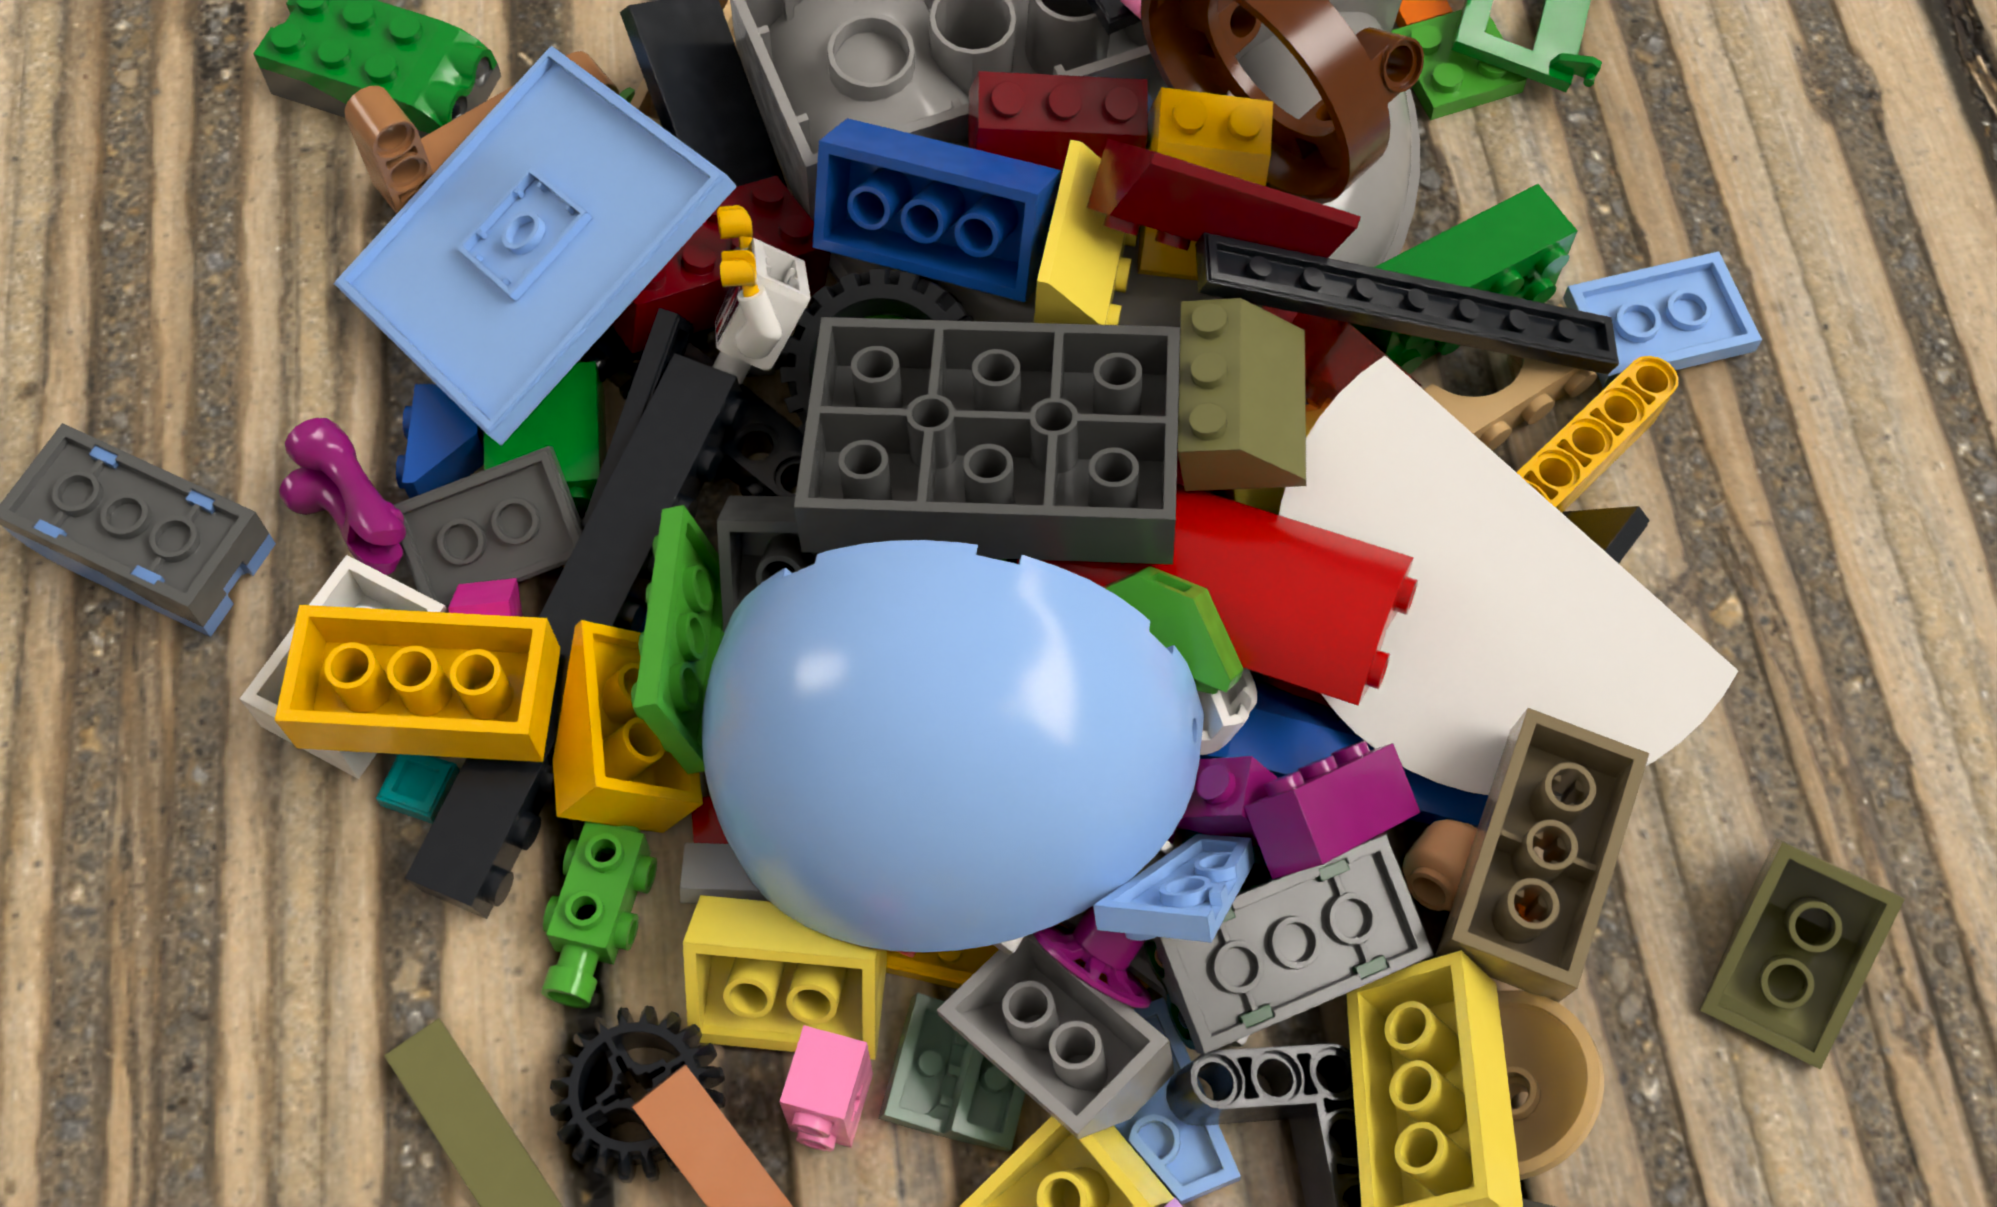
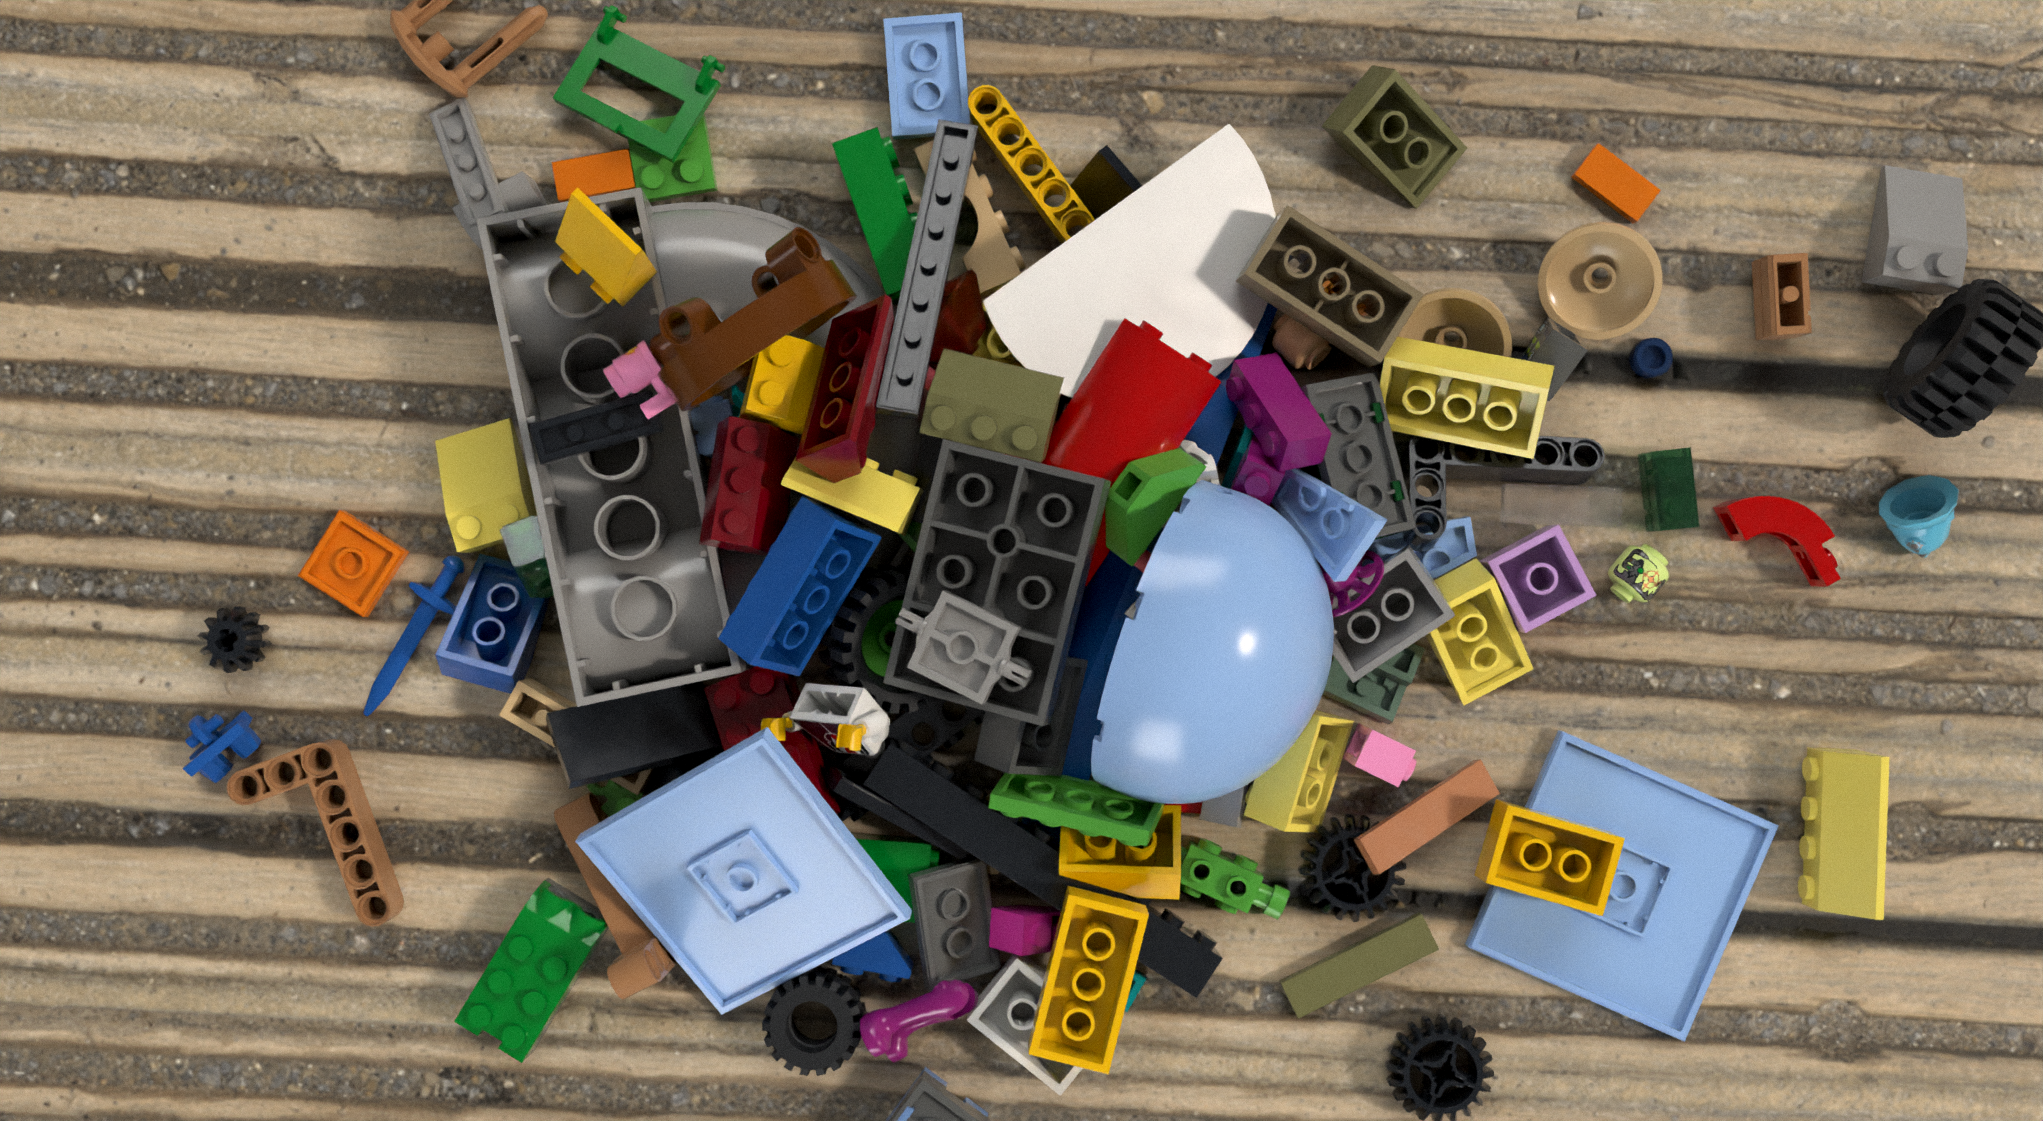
camera: 80 degrees left, 25 degrees up
(330, 346) = (800, 1049): none -> black tyre
(891, 385) = (963, 647): none -> light grey plate

